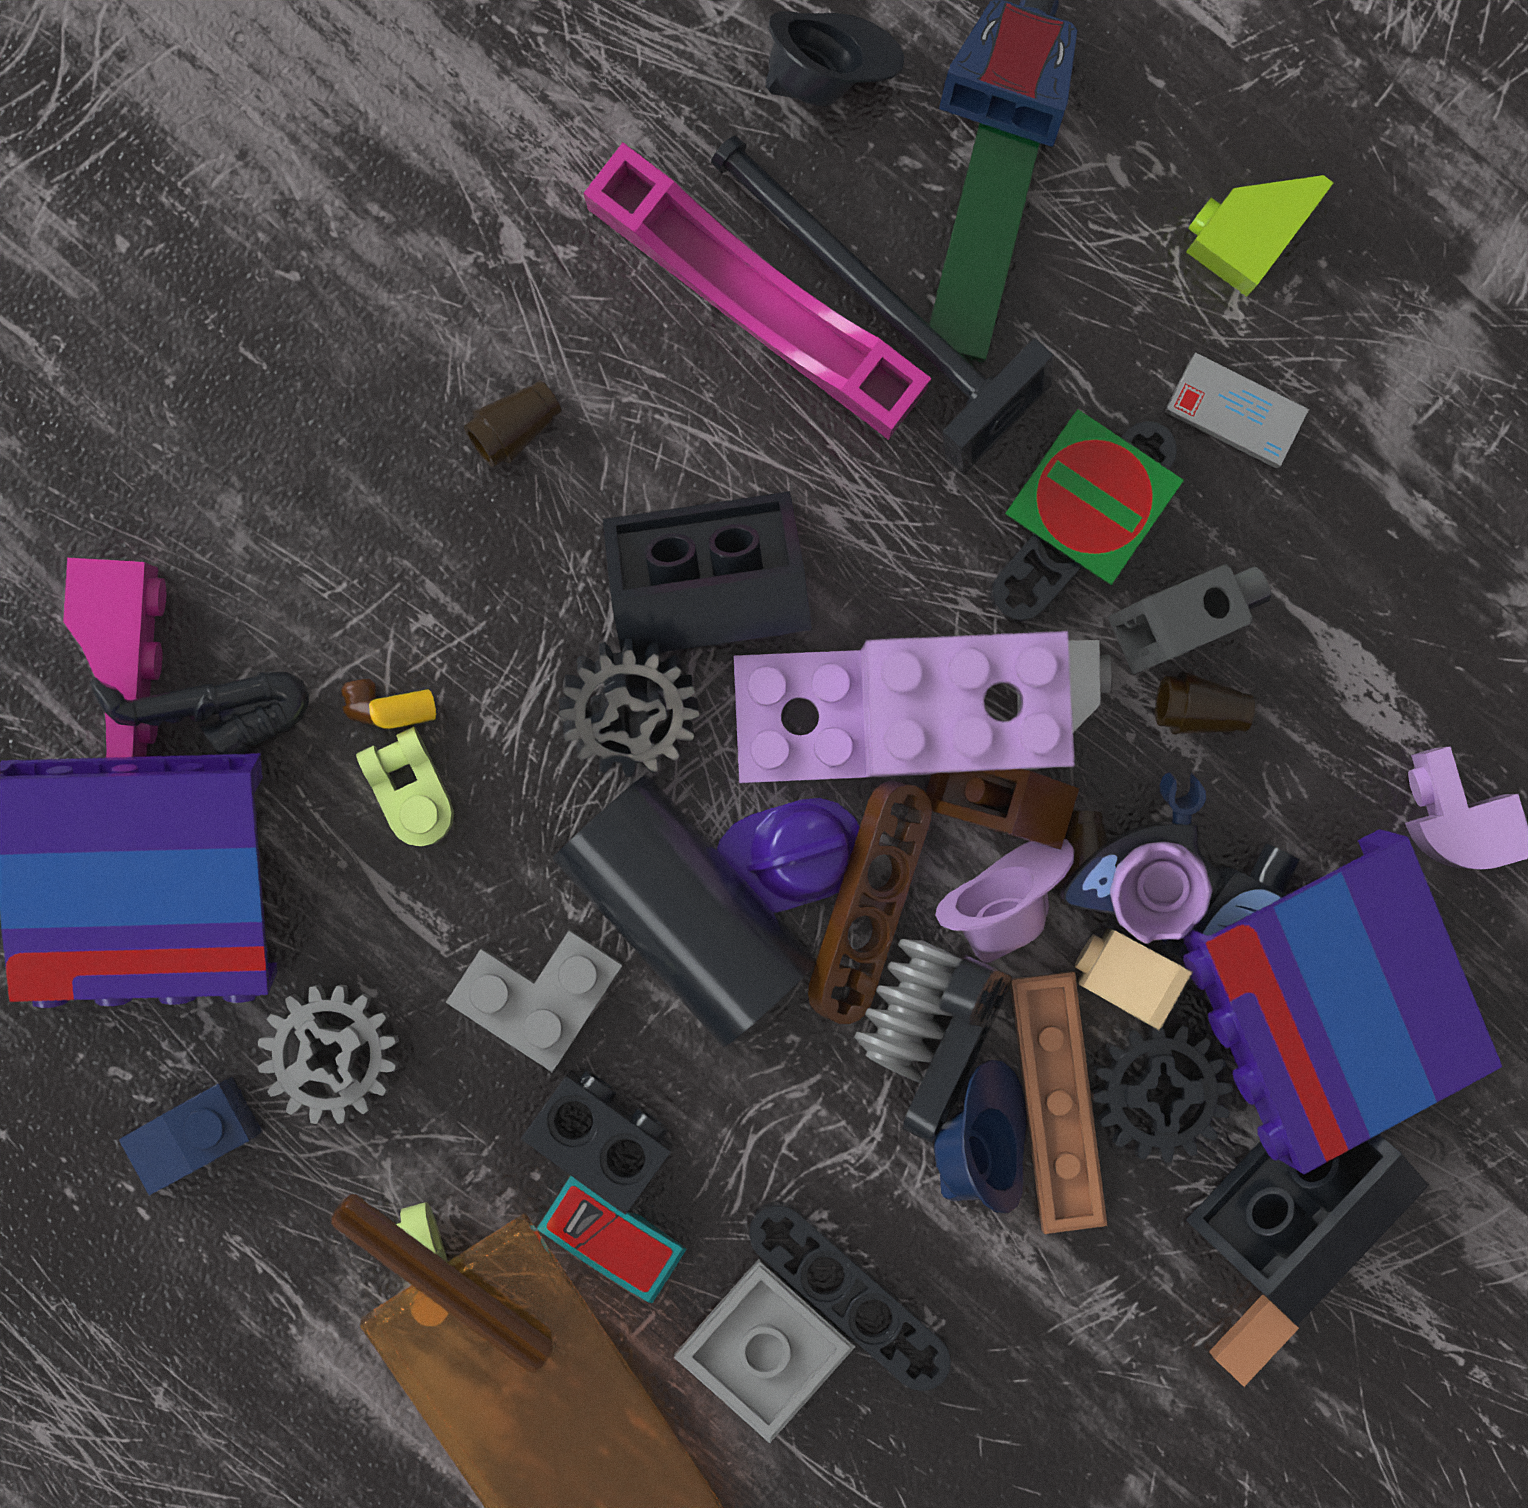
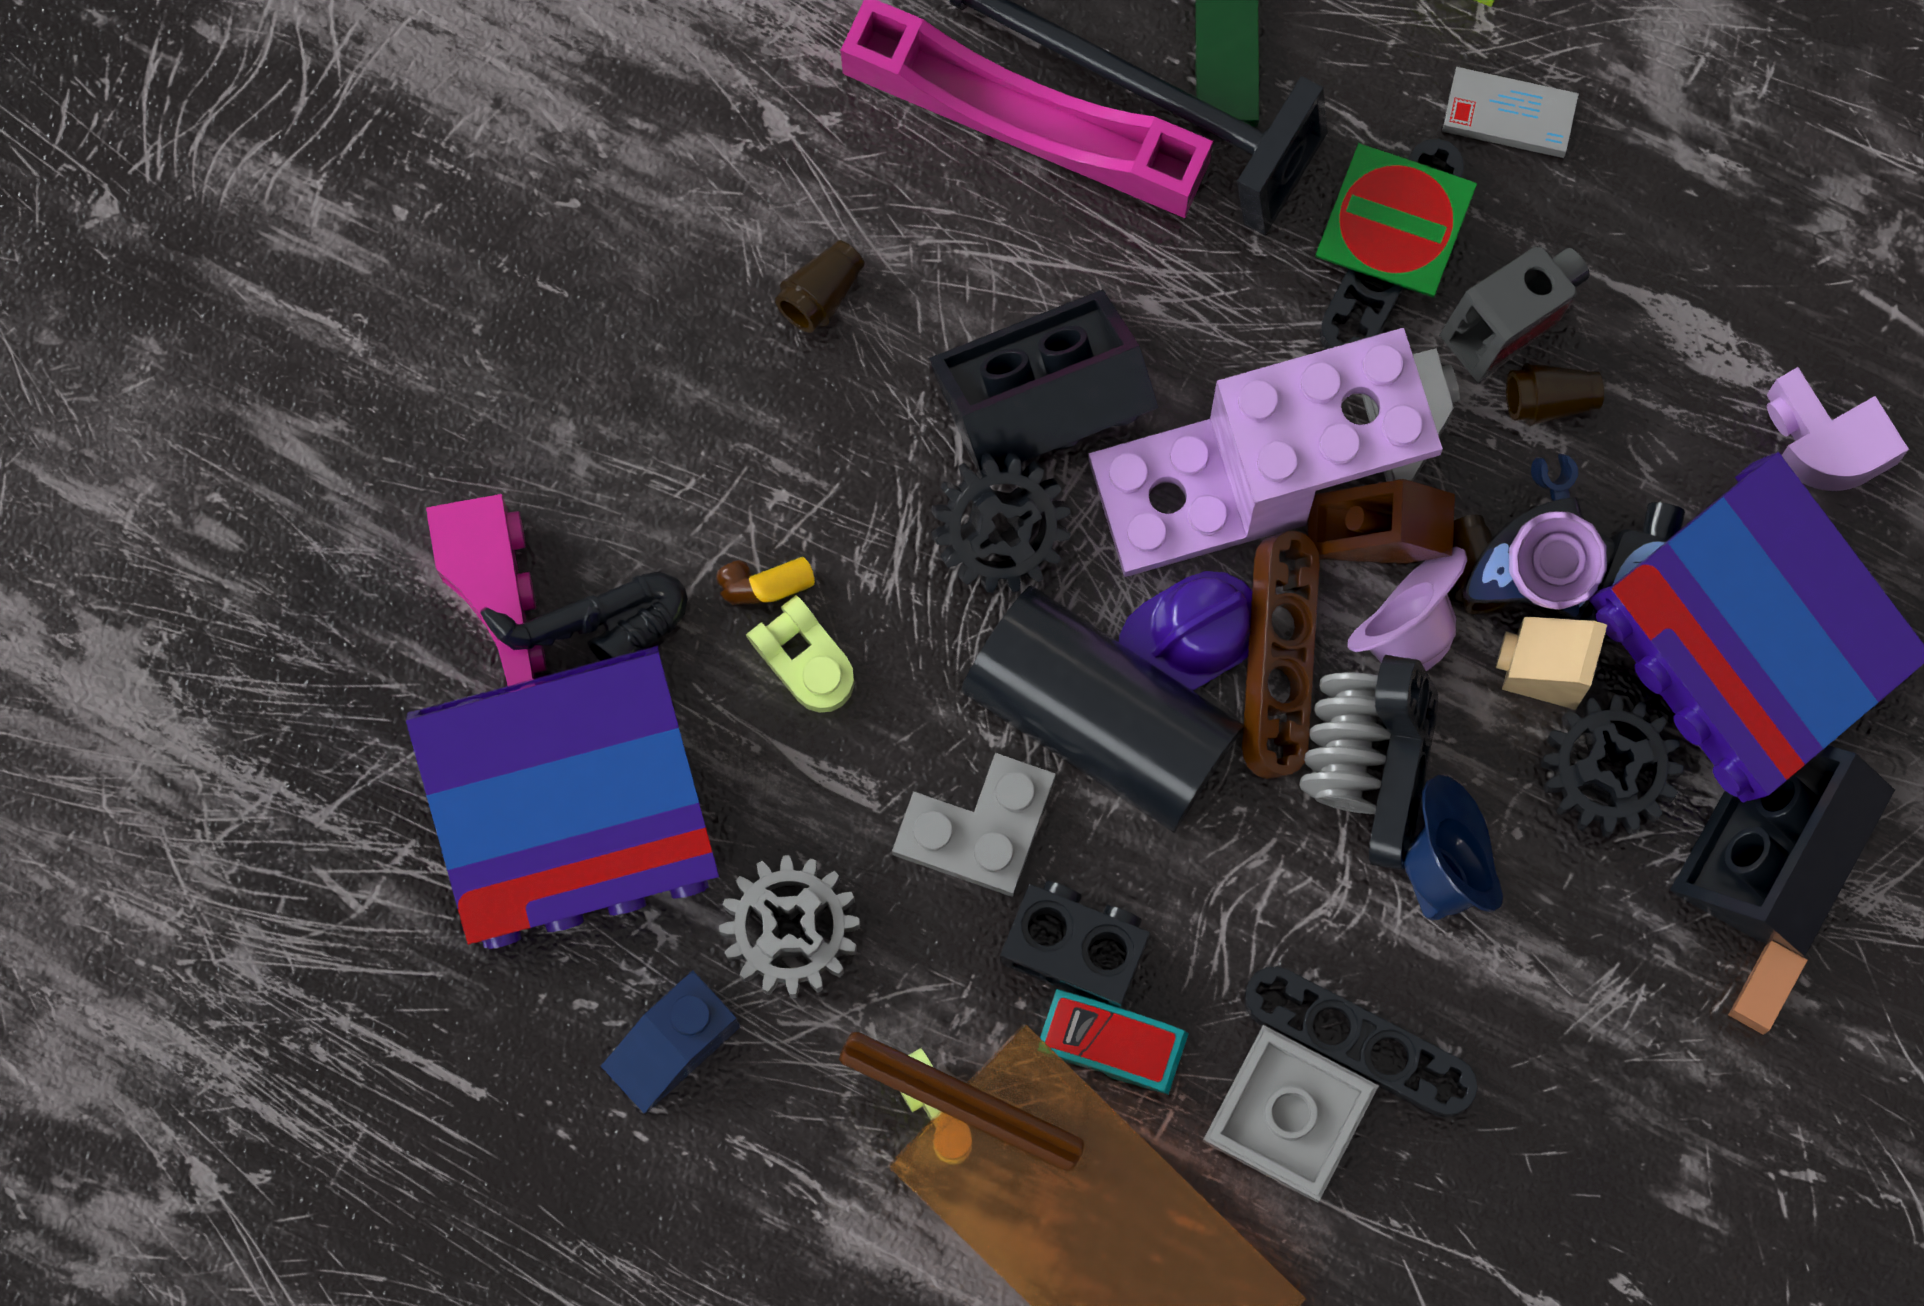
camera: 10 degrees left, 10 degrees down
(1058, 1102) = (1515, 805): nougat tile -> none

